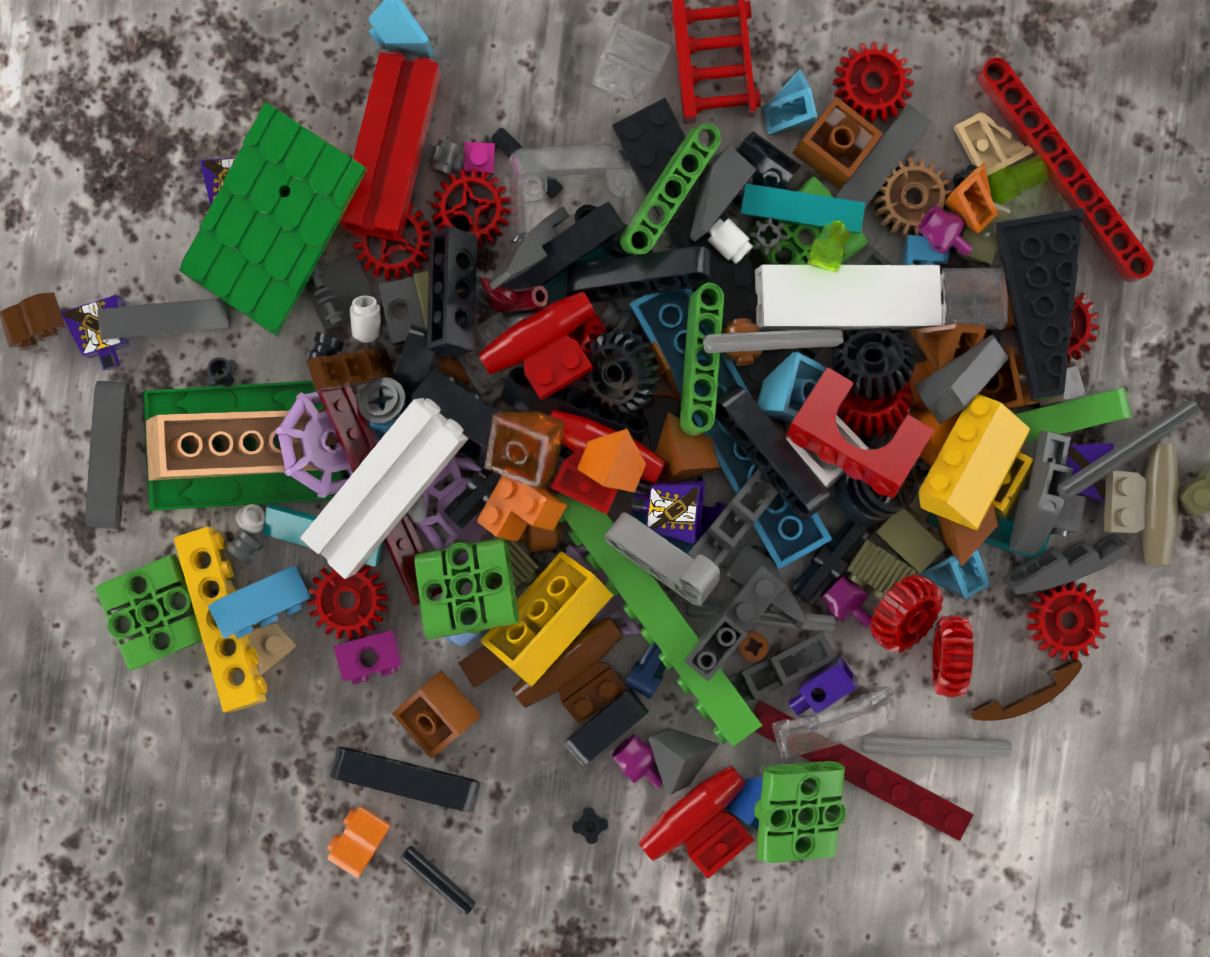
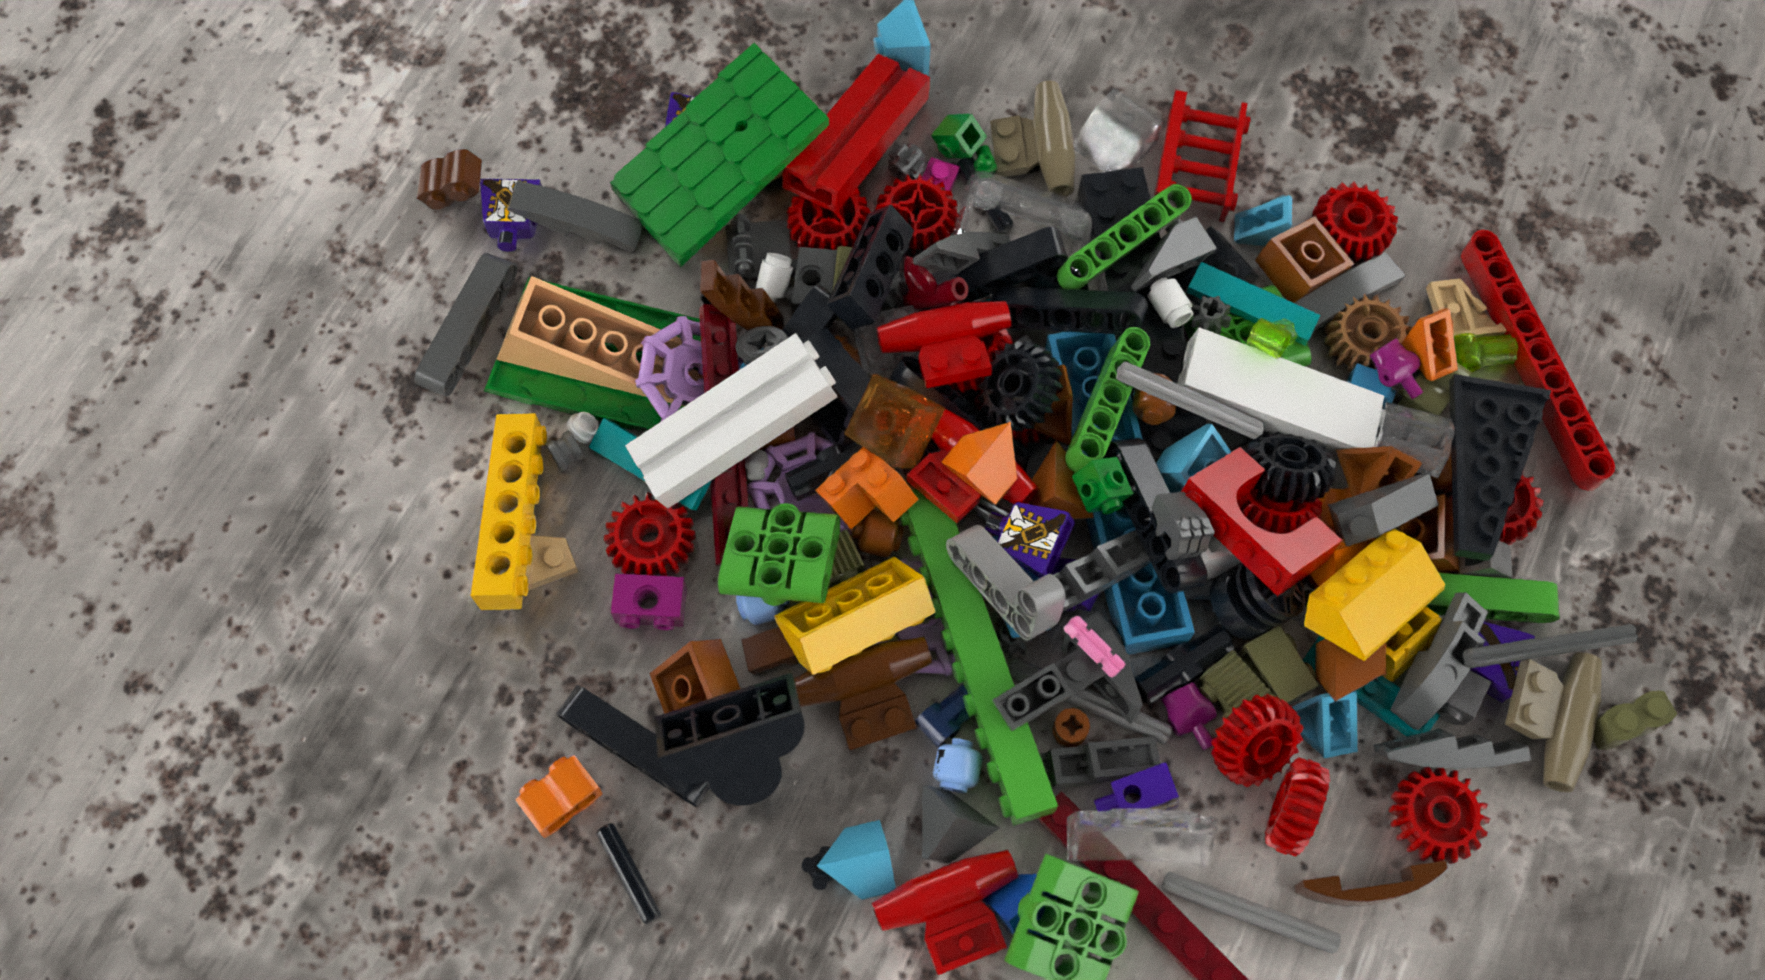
camera: 15 degrees right, 20 degrees down
(122, 591) = (418, 463): bright green connector -> none
(217, 365) = (611, 283): black plate -> none
(259, 603) = (556, 500): dark azure brick -> none
(484, 116) = (958, 136): none -> green brick
(484, 760) = (733, 740): none -> black brick
(519, 134) = (984, 160): none -> green arm
(560, 92) = (1044, 141): none -> dark tan plate
(606, 727) = (878, 762): black beam -> none
(617, 809) = (861, 861): none -> medium azure slope
(637, 760) = (900, 812): magenta piece -> none
(671, 710) = (957, 766): none -> light blue head
(720, 446) = (1102, 485): none -> green brick
(754, 590) = (1094, 646): none -> bright pink axle
(796, 463) = (1183, 523): none -> dark grey hand

